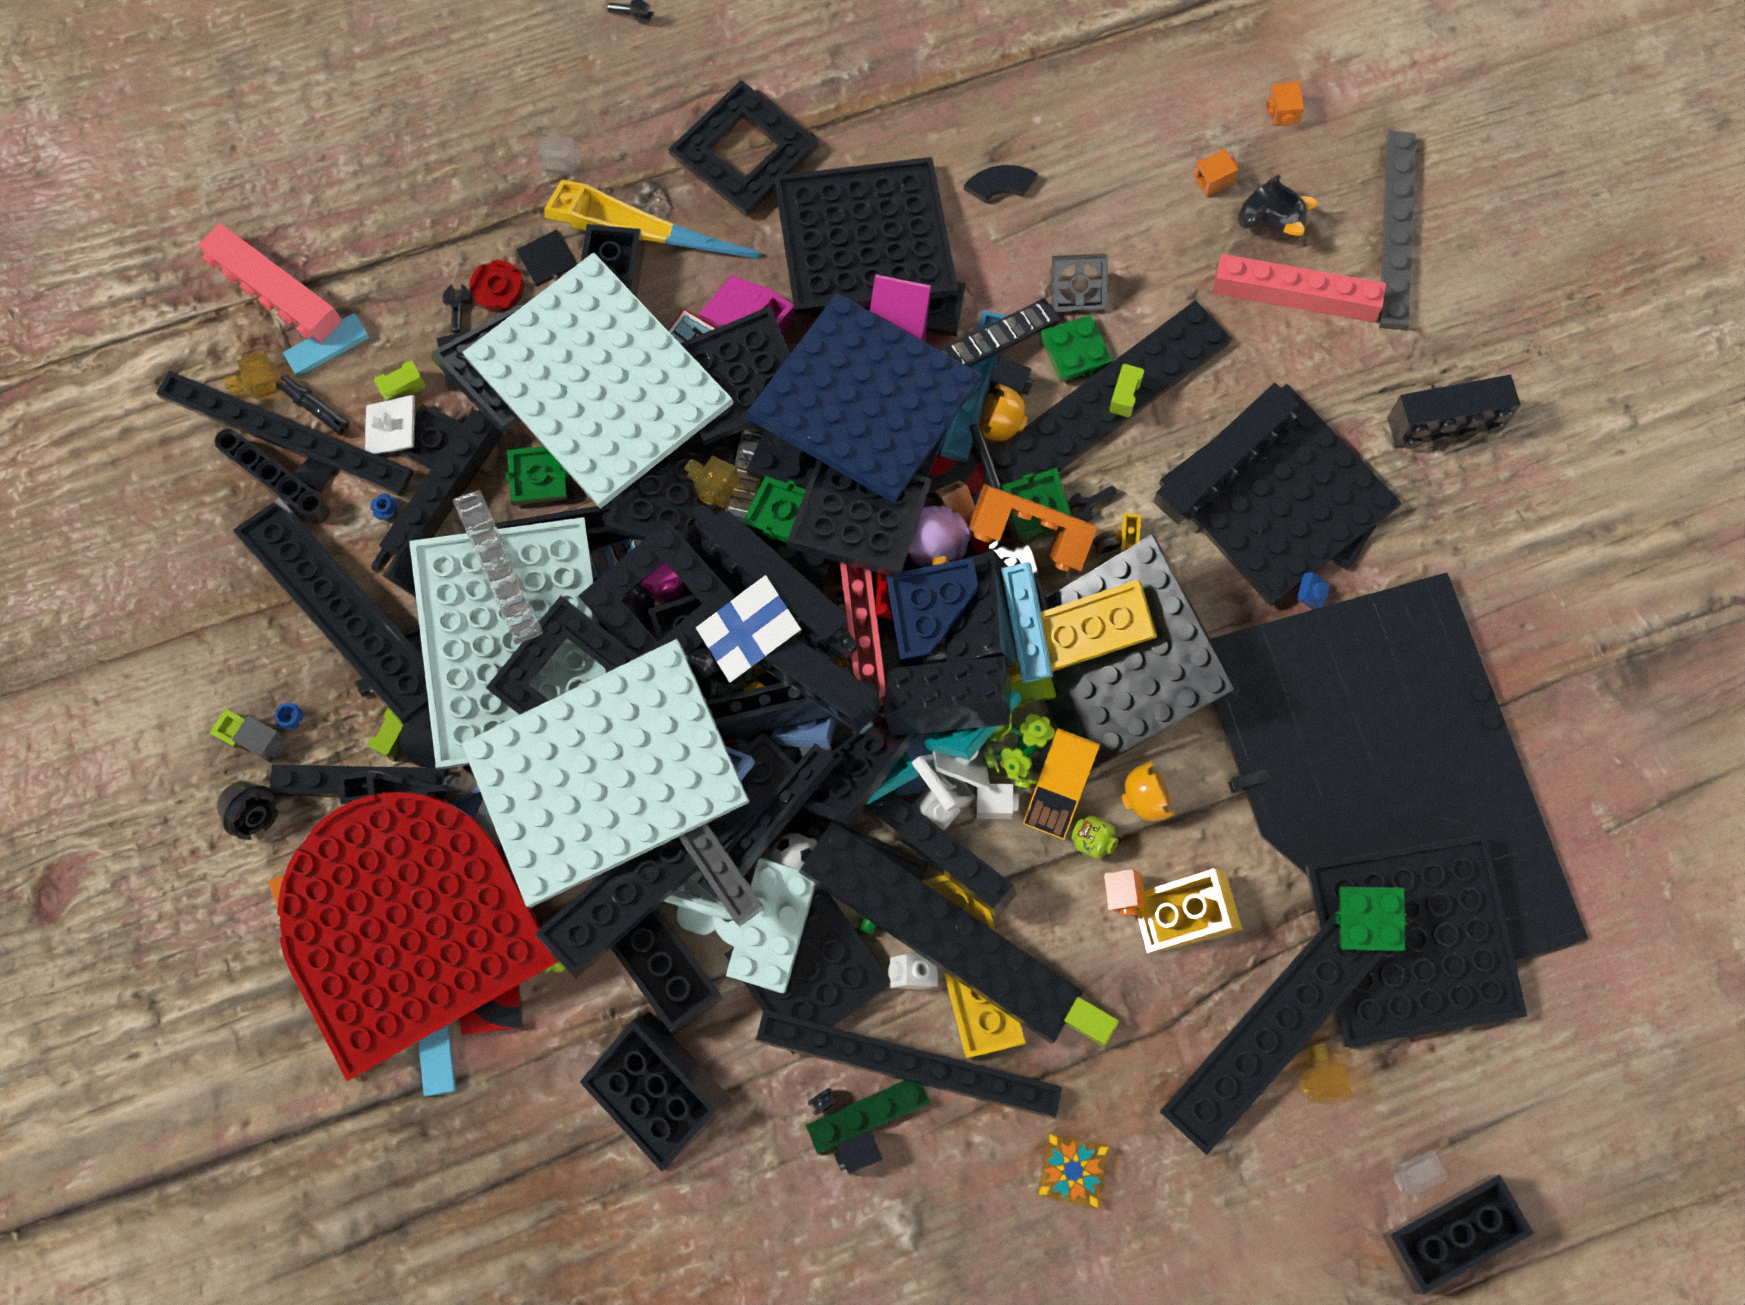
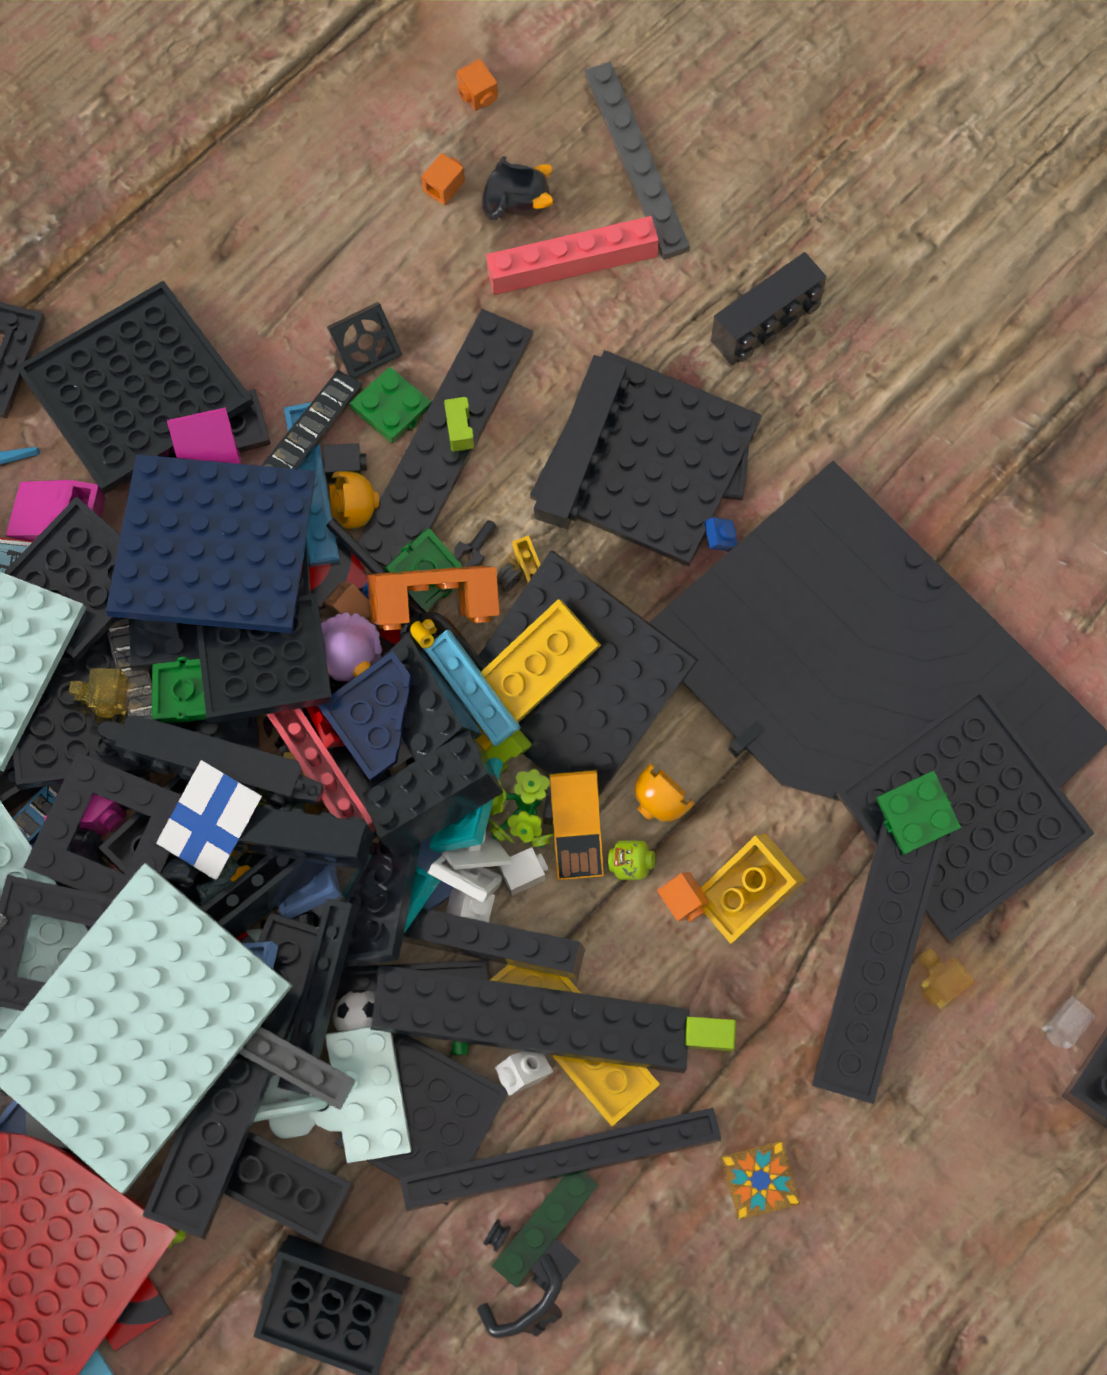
camera: 30 degrees left, 0 degrees up
(823, 1188) = (537, 1317): none -> black piece
(1000, 180) = (241, 274): black tile -> none
(1007, 554) = (423, 632): none -> yellow arm

